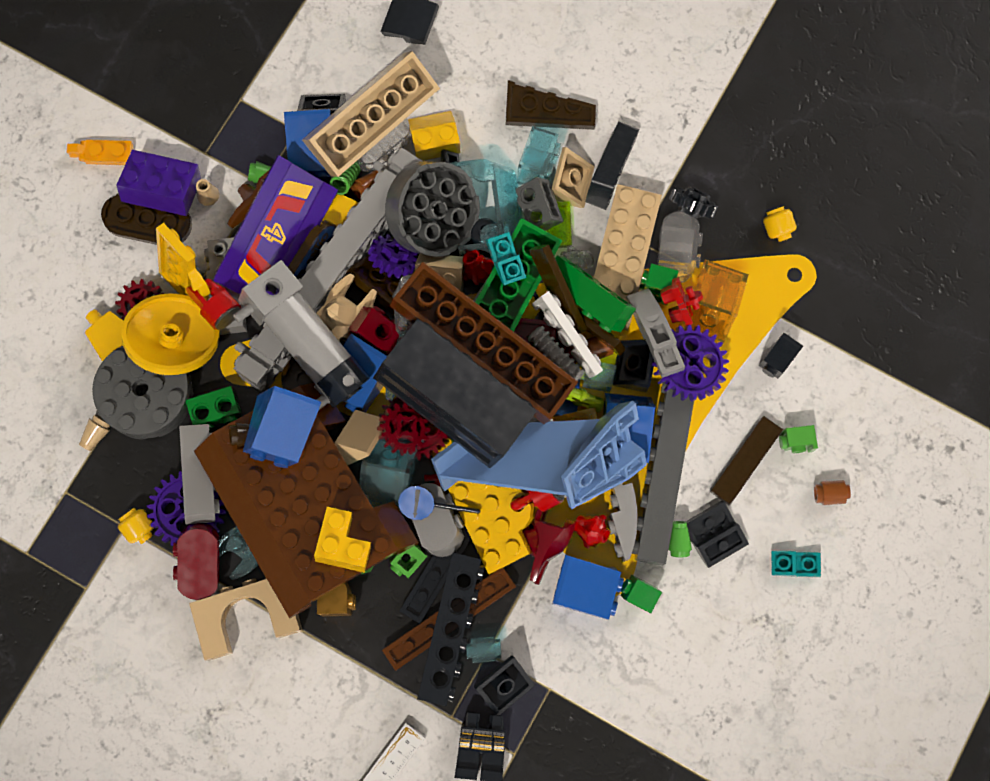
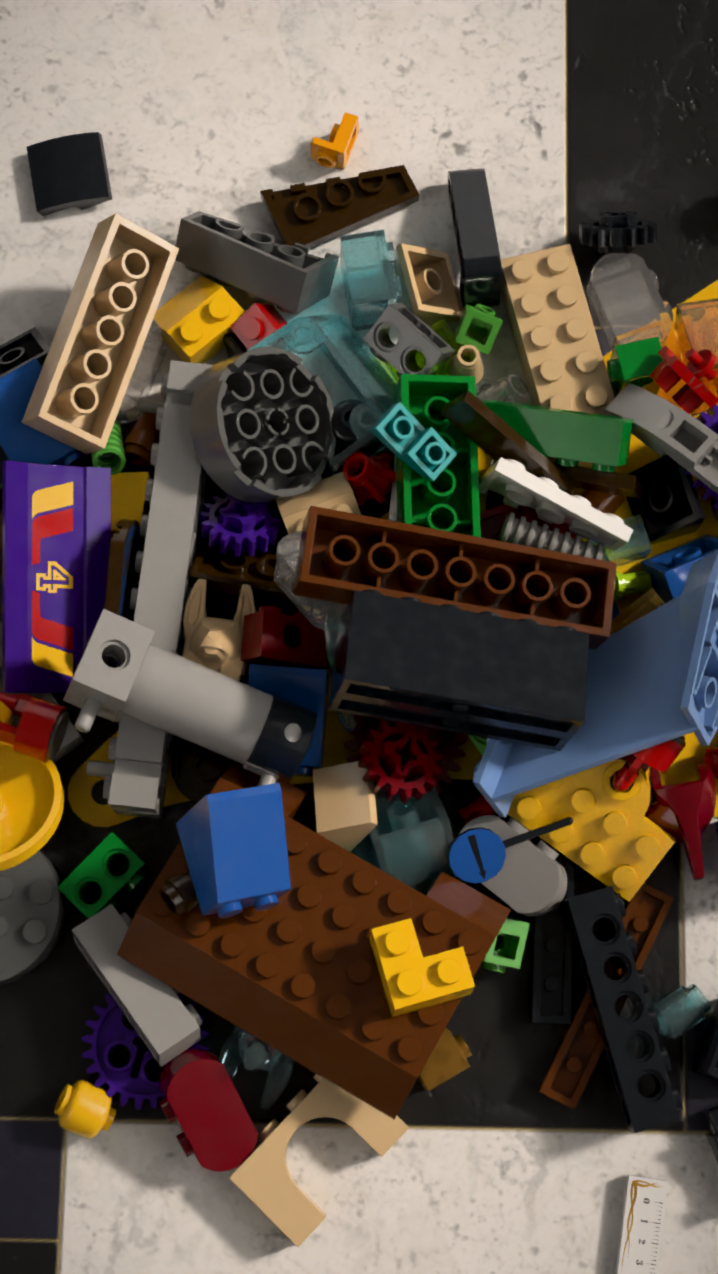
camera: 30 degrees left, 0 degrees up
(463, 151) = (257, 324): none -> red brick
(481, 118) = (254, 262): none -> dark grey wedge
(565, 232) = (466, 363): none -> tan cone
(567, 77) = (340, 144): none -> light orange bracket
(586, 214) = (478, 327): none -> bright green brick

